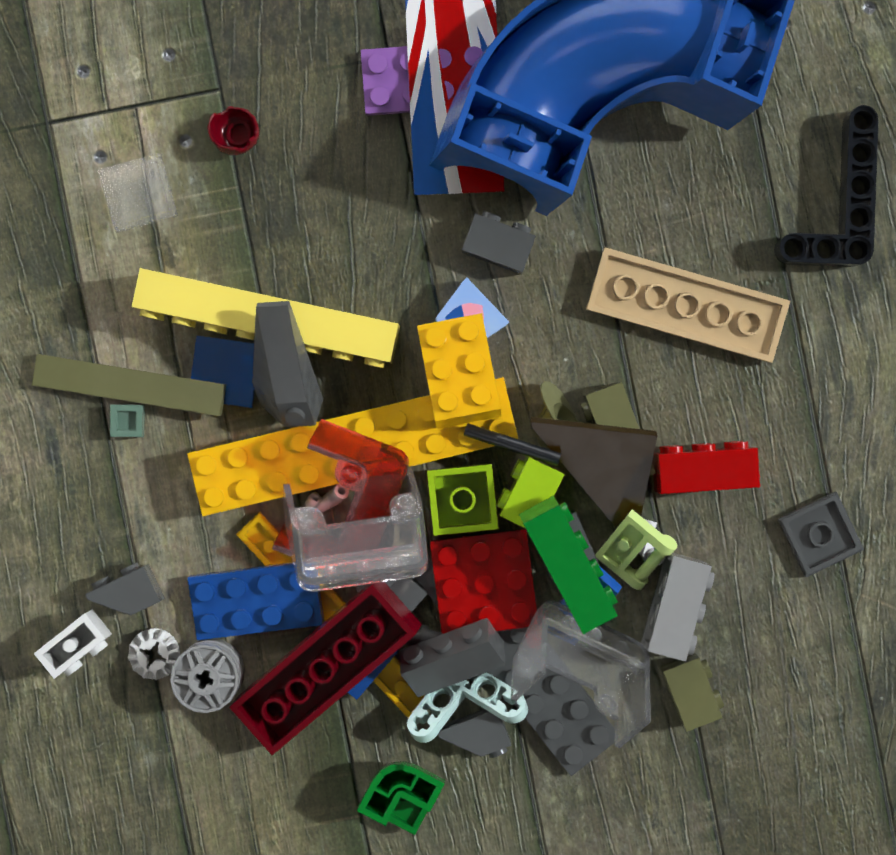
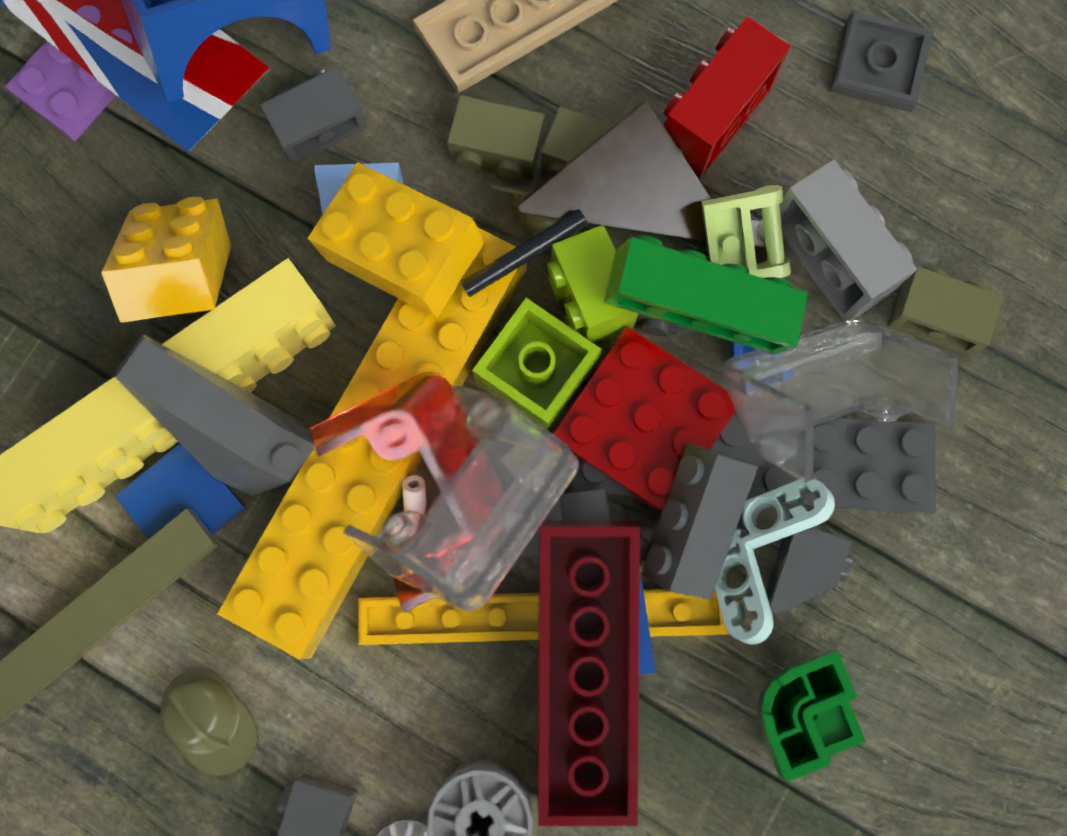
camera: 45 degrees left, 10 degrees down
(127, 420) = (129, 653): sand green plate -> none
(129, 491) = (208, 722): none -> olive piece
(252, 602) = (447, 691): blue plate -> none
(343, 254) = (168, 260): none -> yellow brick
(575, 359) = (496, 138): none -> olive brick

